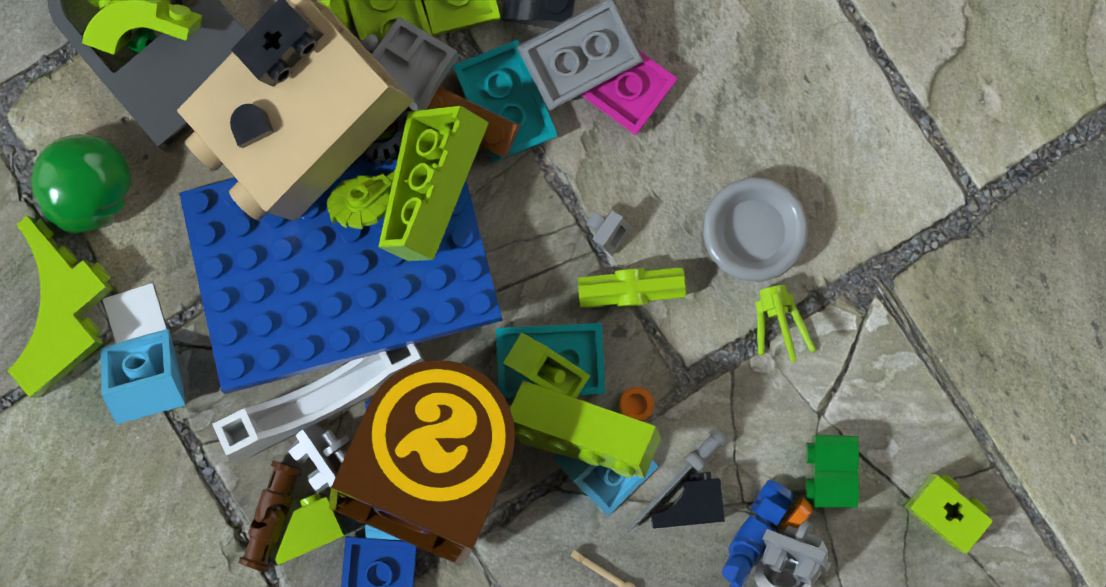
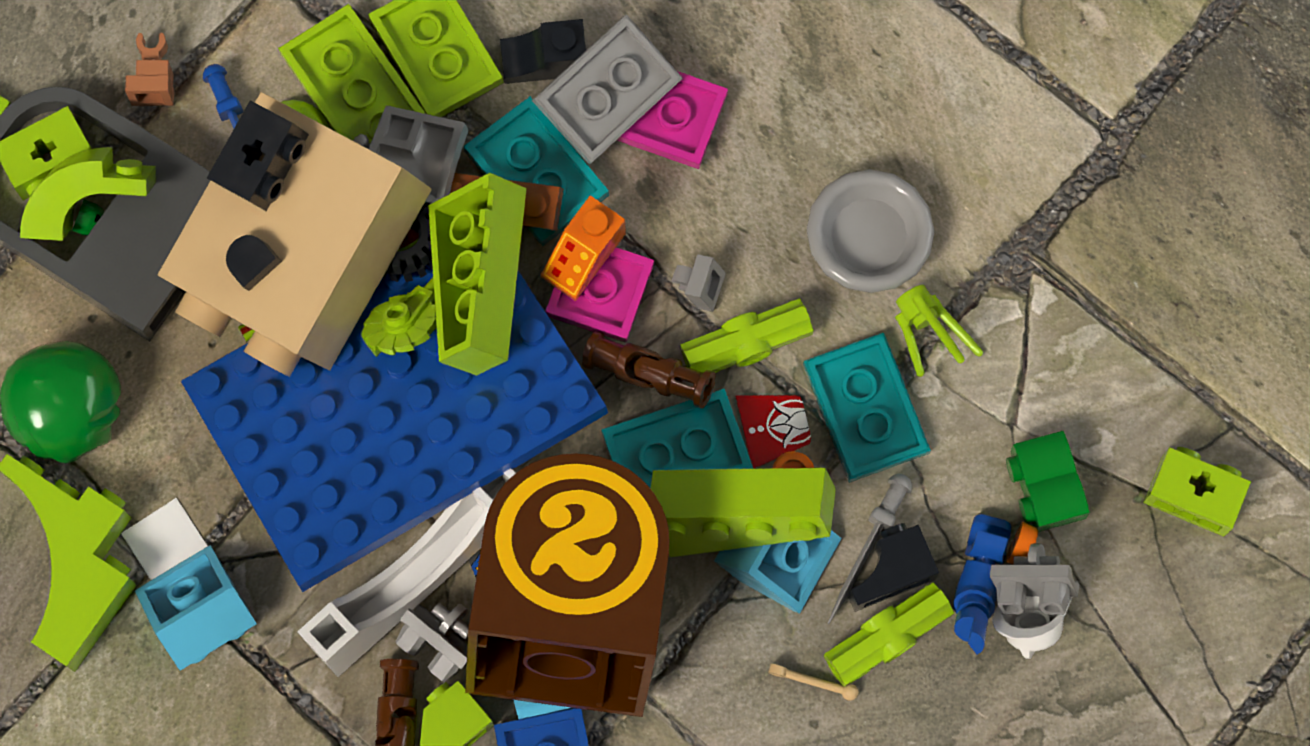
camera: 20 degrees left, 10 degrees down
(522, 180) = (584, 247): none -> orange slope
(528, 212) = (610, 298): none -> dark pink plate
(545, 367) = (671, 447): lime slope -> none
(547, 293) = (662, 374): none -> reddish brown piece
(632, 361) = (772, 425): none -> red sticker
(671, 554) = (888, 634): none -> lime piece
(710, 368) = (866, 407): none -> teal tile

